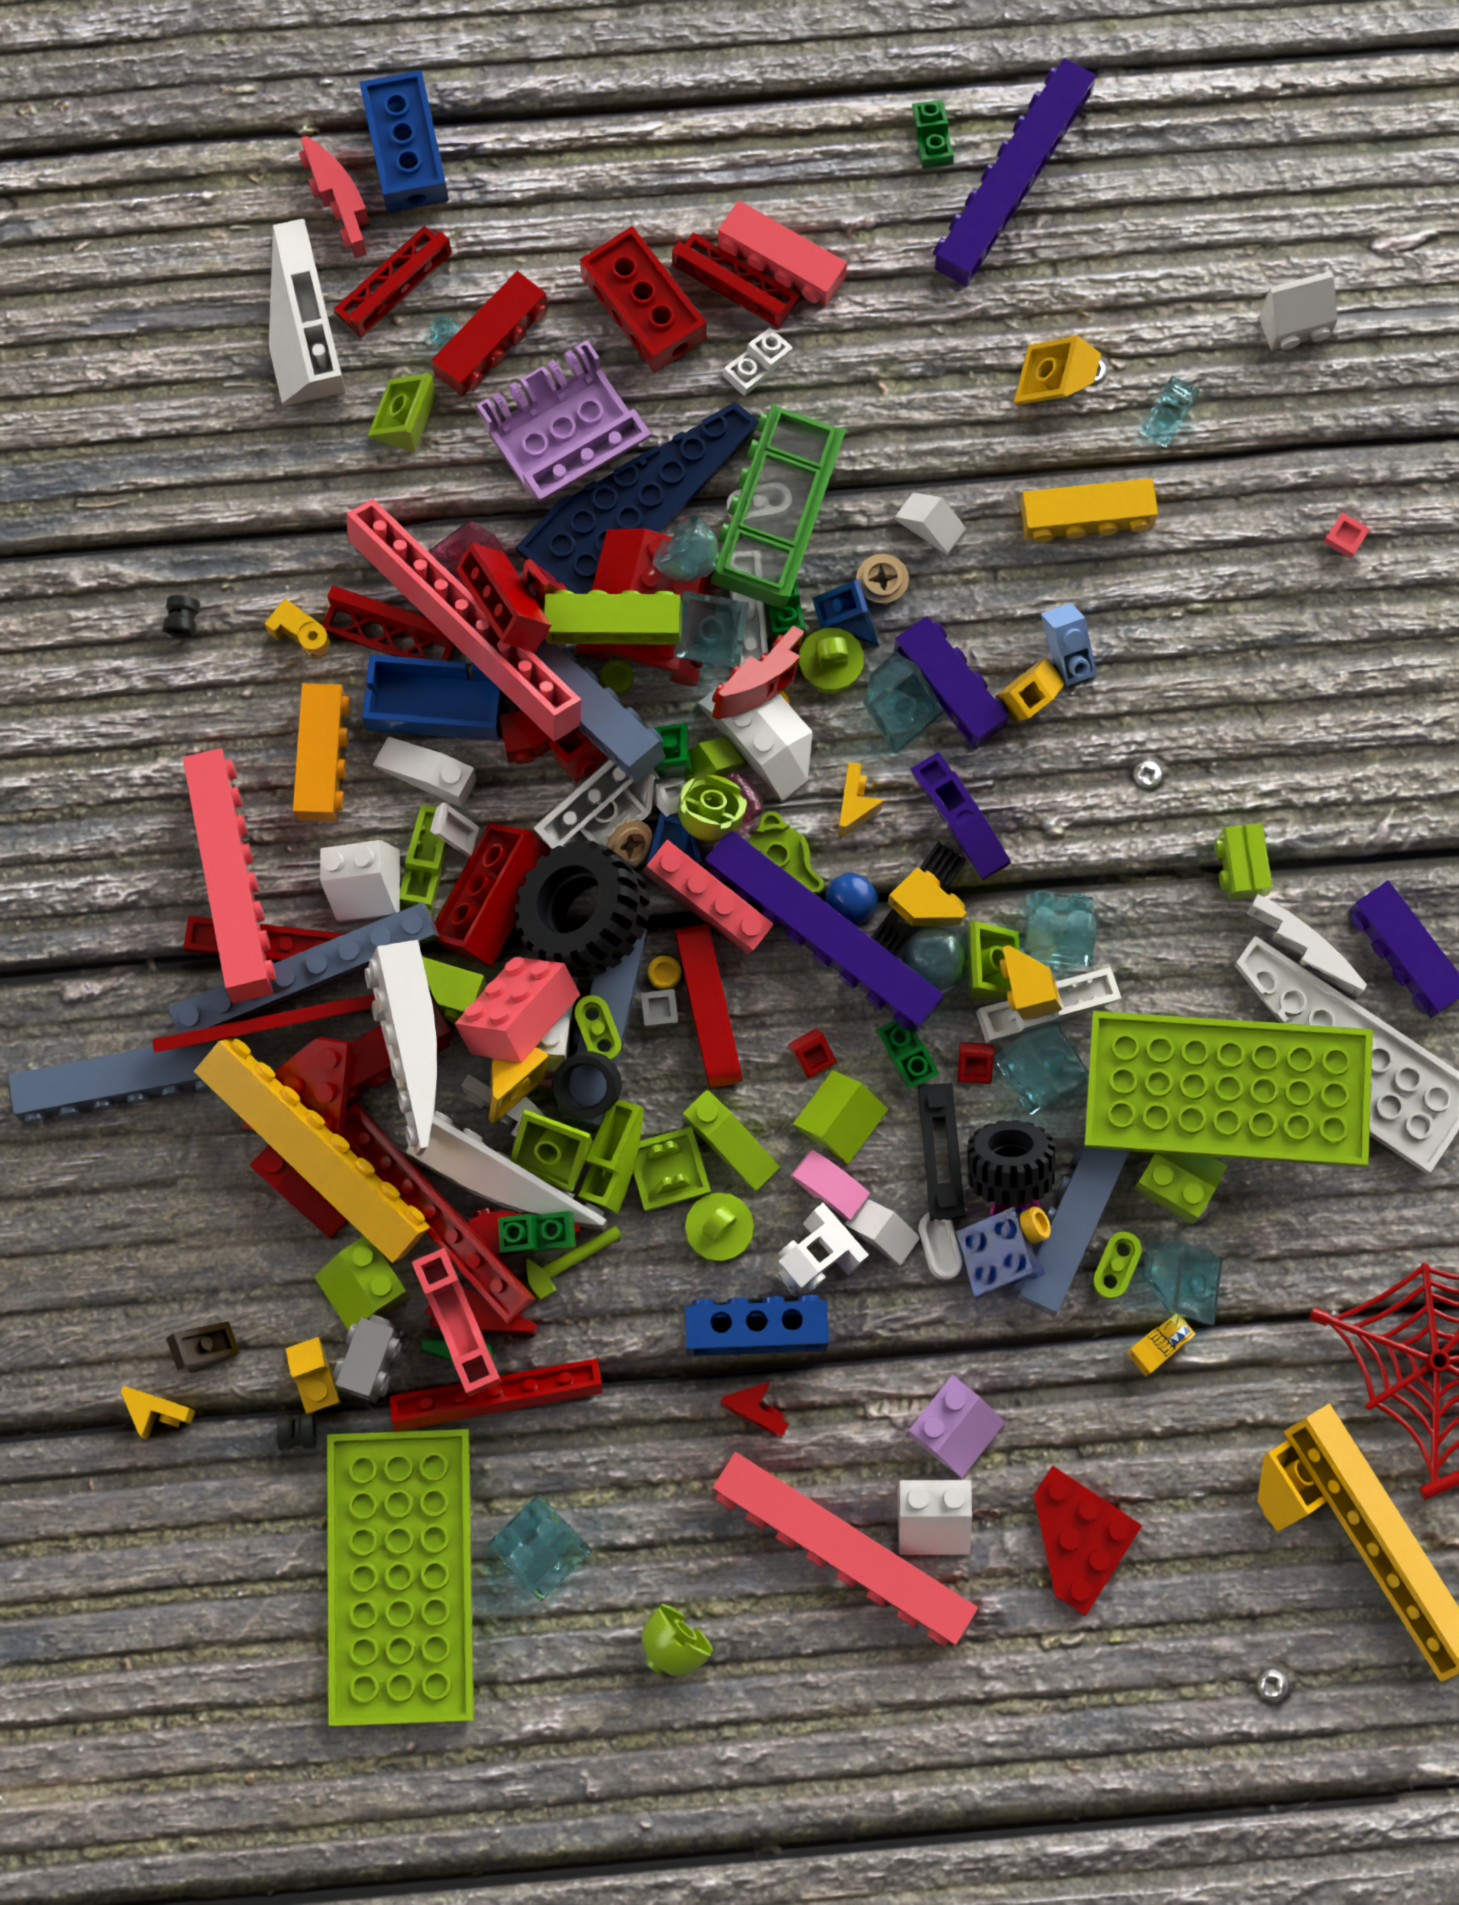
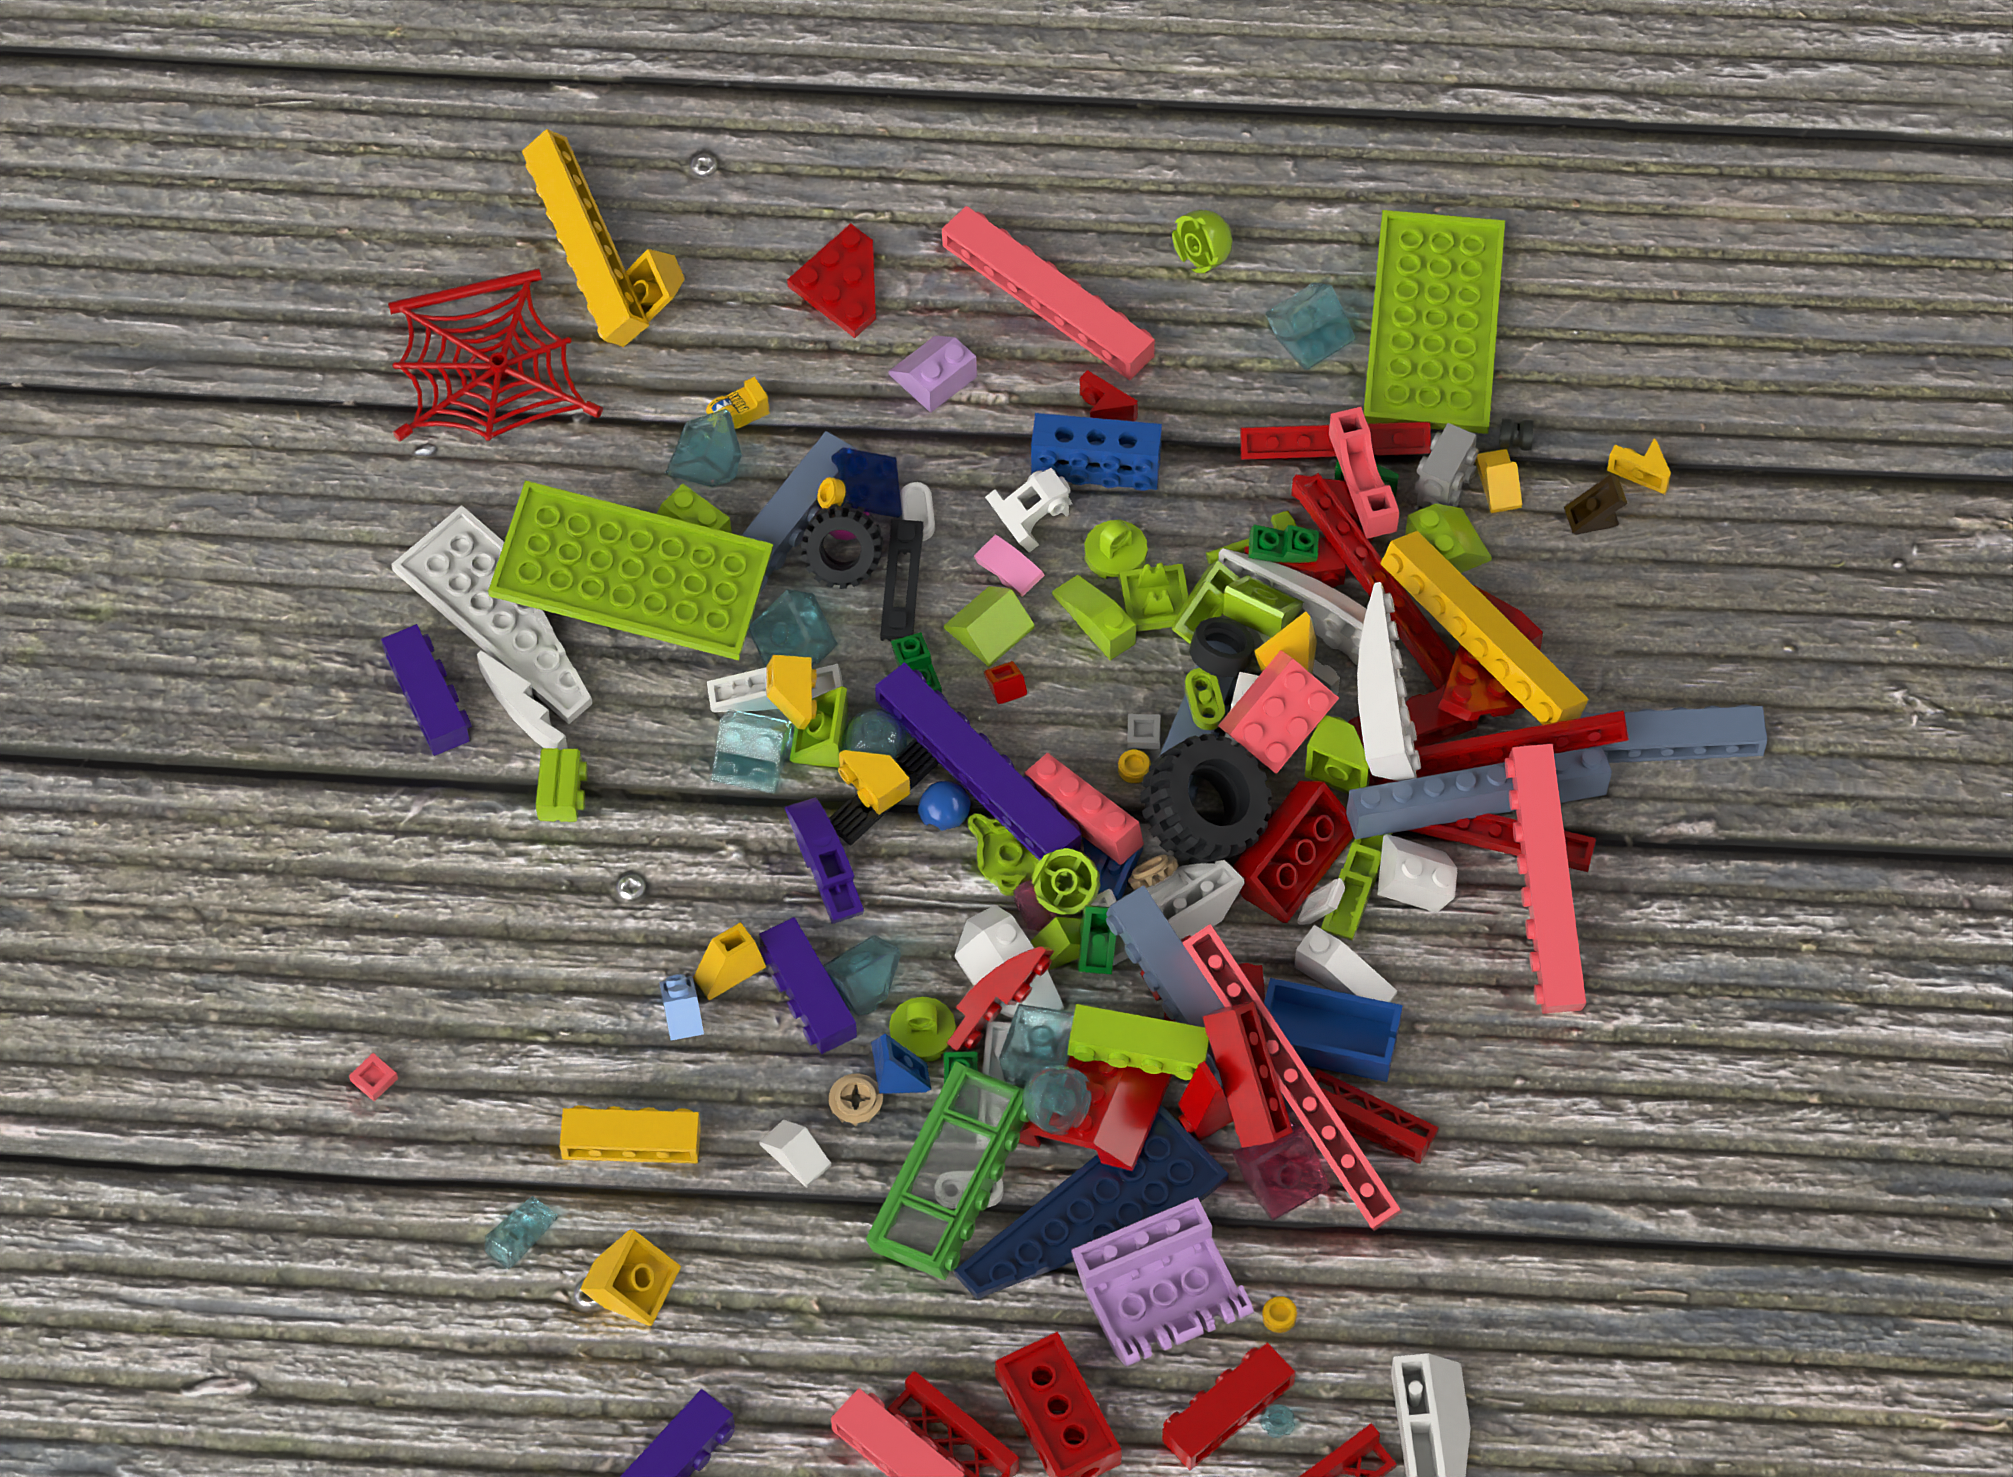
camera: 170 degrees left, 15 degrees down
(181, 616) = (1581, 1150): pearl dark grey wheel -> none
(299, 627) = (1460, 1126): yellow leg -> none
(320, 752) = (1448, 1001): light orange brick -> none
(404, 411) = (1331, 1335): lime slope -> none
(453, 431) = (1279, 1314): none -> yellow tile
(708, 1006) = (1097, 724): red beam -> none
(757, 362) = (946, 1344): white slope -> none
(856, 808) = (924, 883): yellow slope -> none
(883, 1231) = (967, 525): white slope -> none
(934, 1517) = (964, 311): white slope -> none
(975, 1062) = (854, 655): red slope -> none
(1116, 1266) = (760, 474): lime plate -> none
(1300, 311) = (359, 1303): white slope -> none

